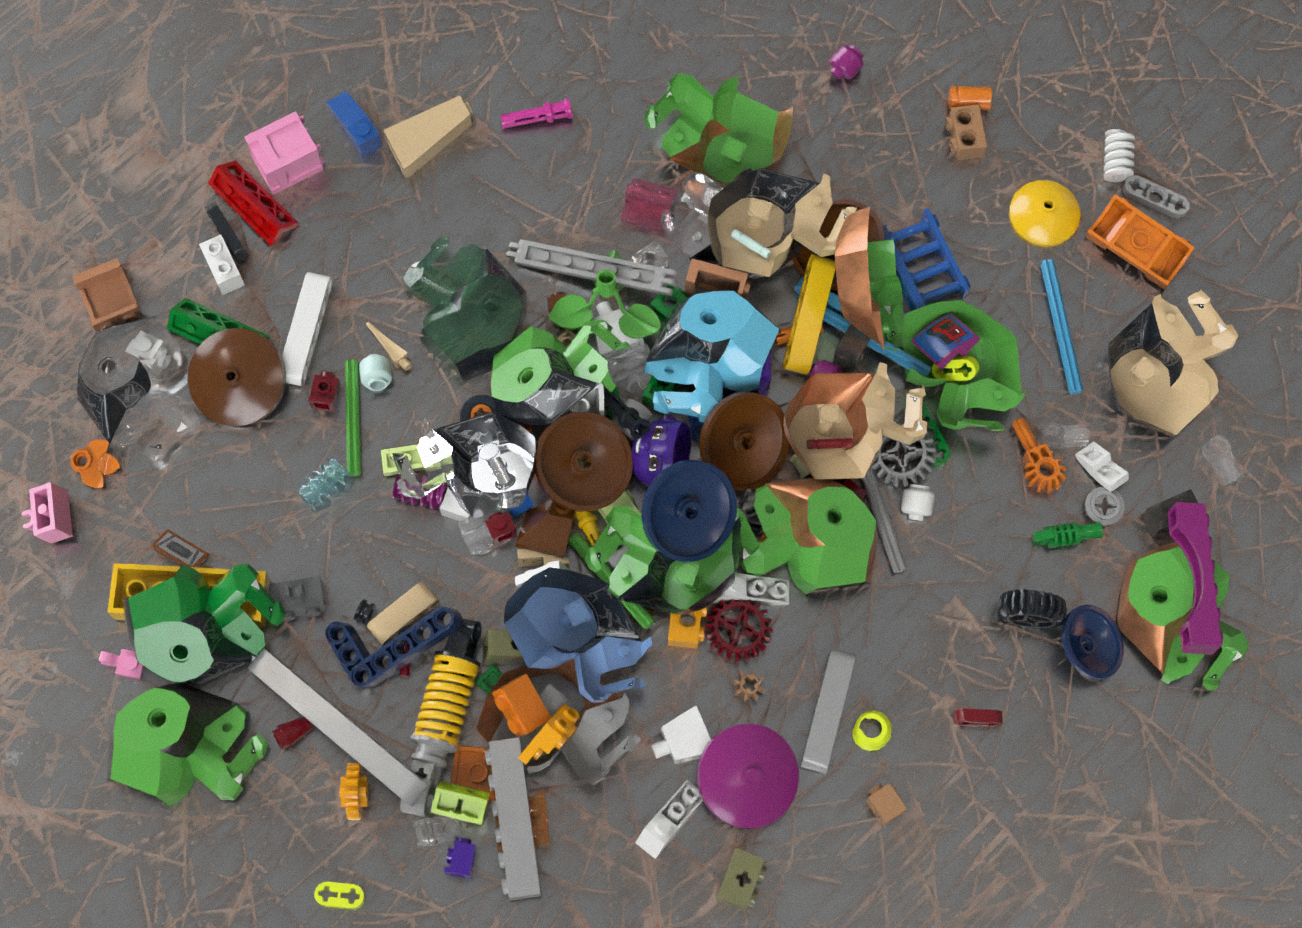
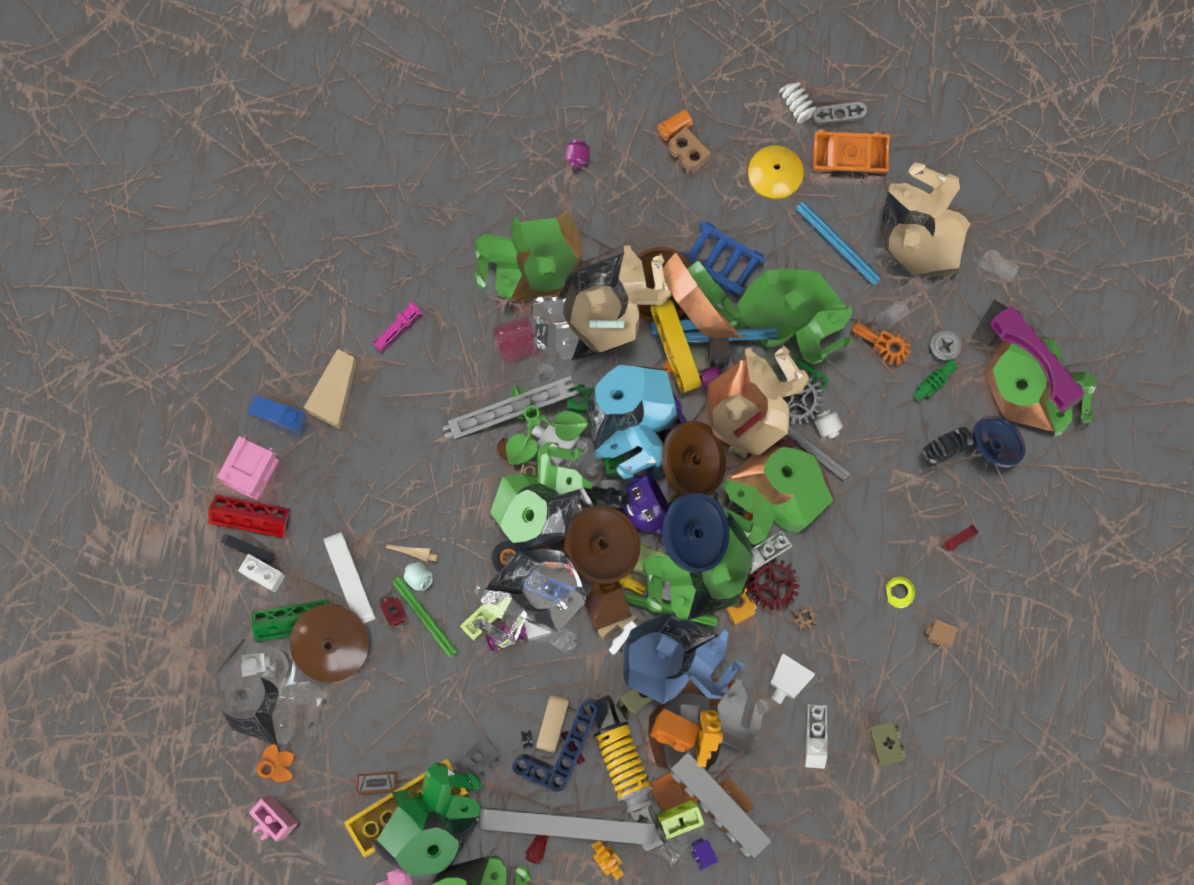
camera: 30 degrees left, 5 degrees up
(107, 295) = (200, 647): nougat panel -> none
(322, 482) = (437, 673): clear light blue piece -> none
(474, 303) = (451, 487): clear green piece -> none
(489, 679) = (640, 727): green tile -> none
(501, 528) = (576, 624): dark red brick -> none
(715, 278) = (599, 362): nougat panel -> none
(748, 775) = (845, 675): magenta dish -> none
(828, 711) = (865, 598): light grey beam -> none
(945, 339) = (773, 304): slope -> none
(955, 373) = (792, 318): neon yellow beam -> none
(1099, 465) = (924, 320): white slope -> none

